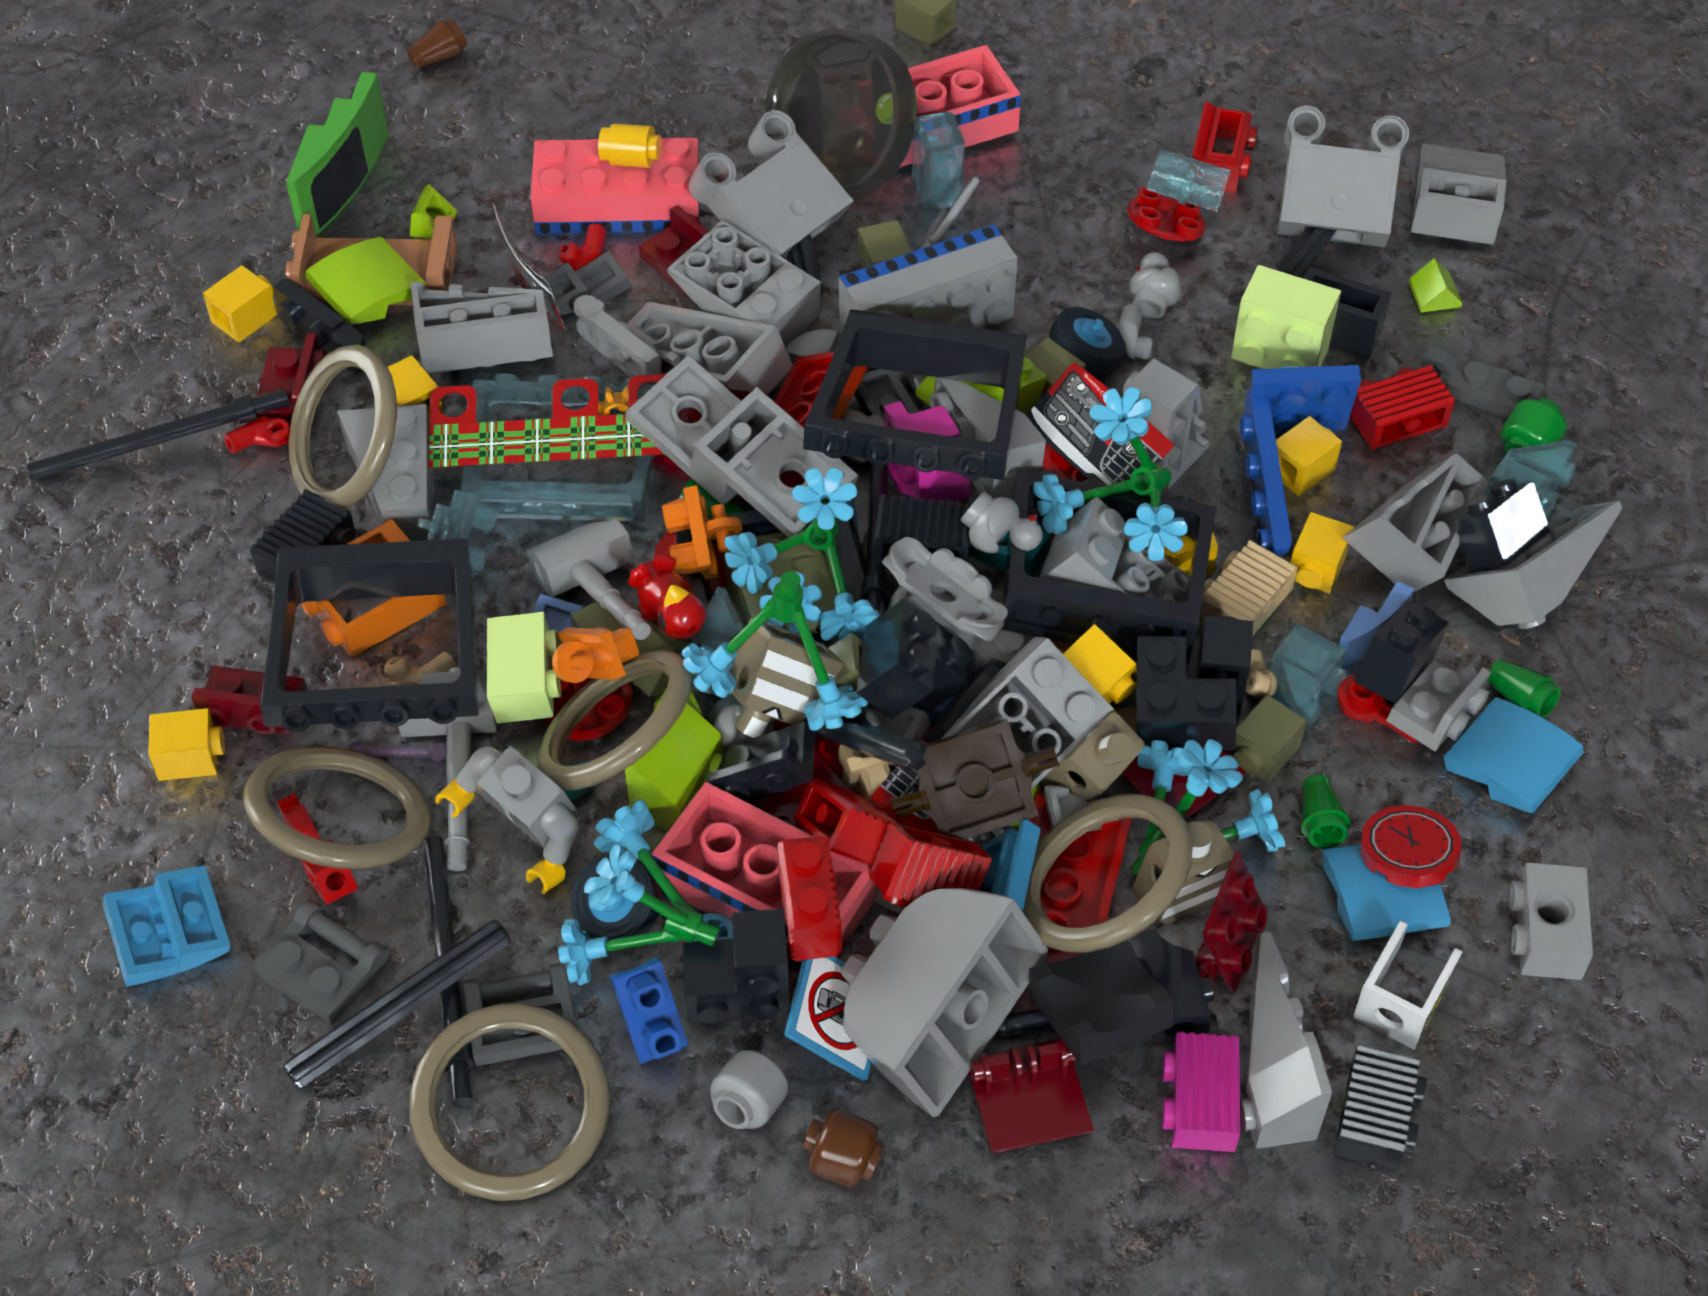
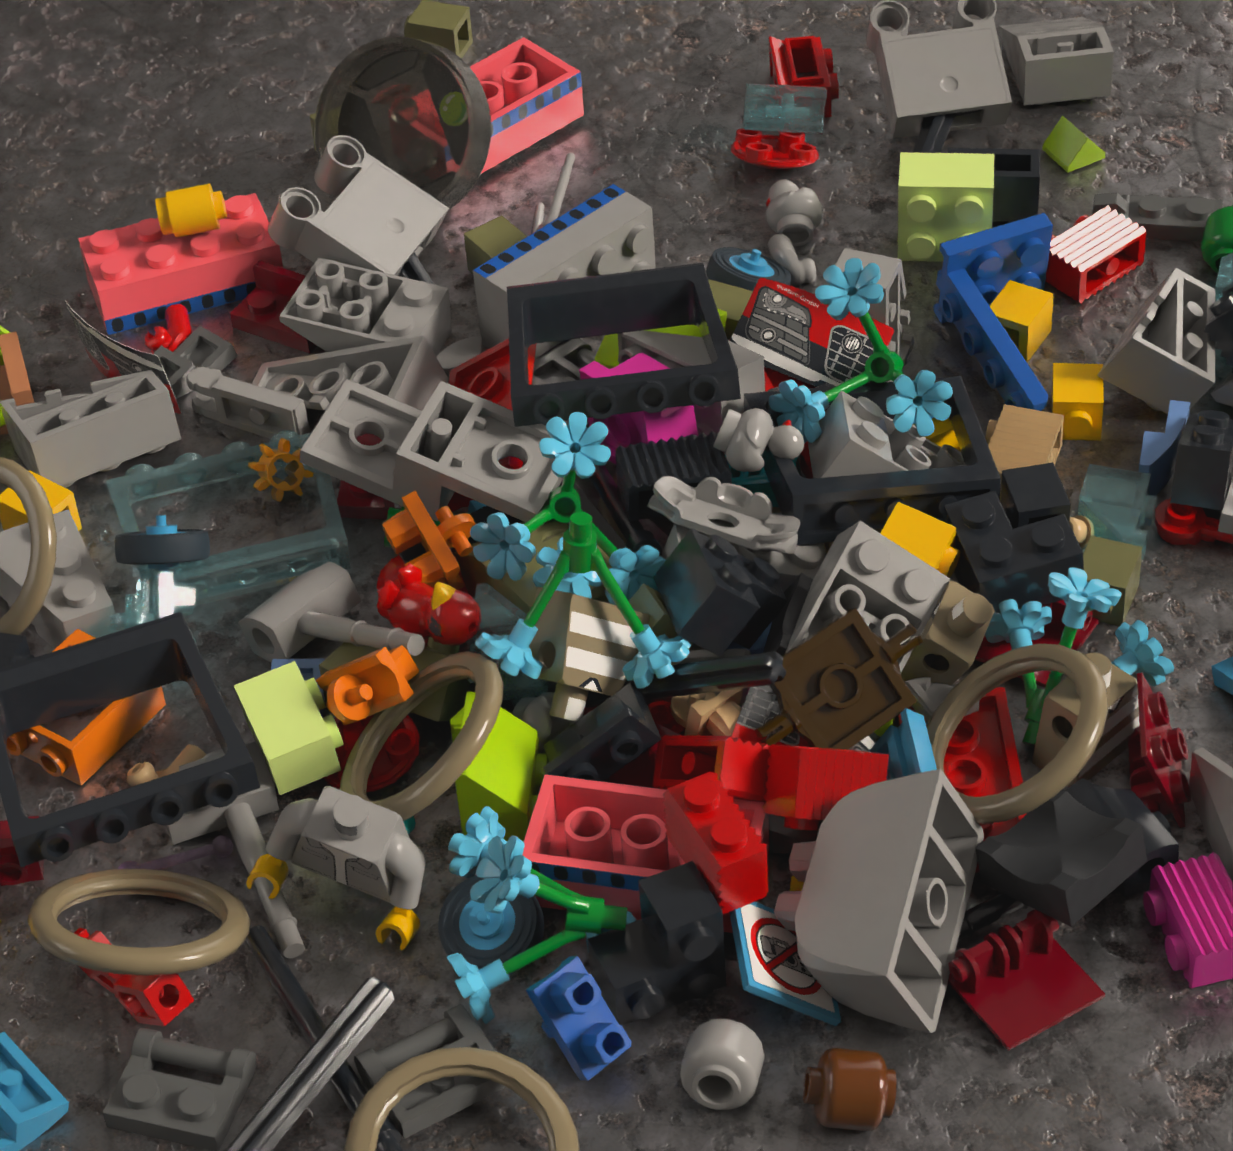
camera: 15 degrees left, 10 degrees down
(483, 466) = (162, 546): none -> black wheel
(562, 437) = (232, 502): piece -> none
(937, 160) = (520, 154): clear light blue brick -> none
(1322, 814) = (1197, 634): green cone -> none

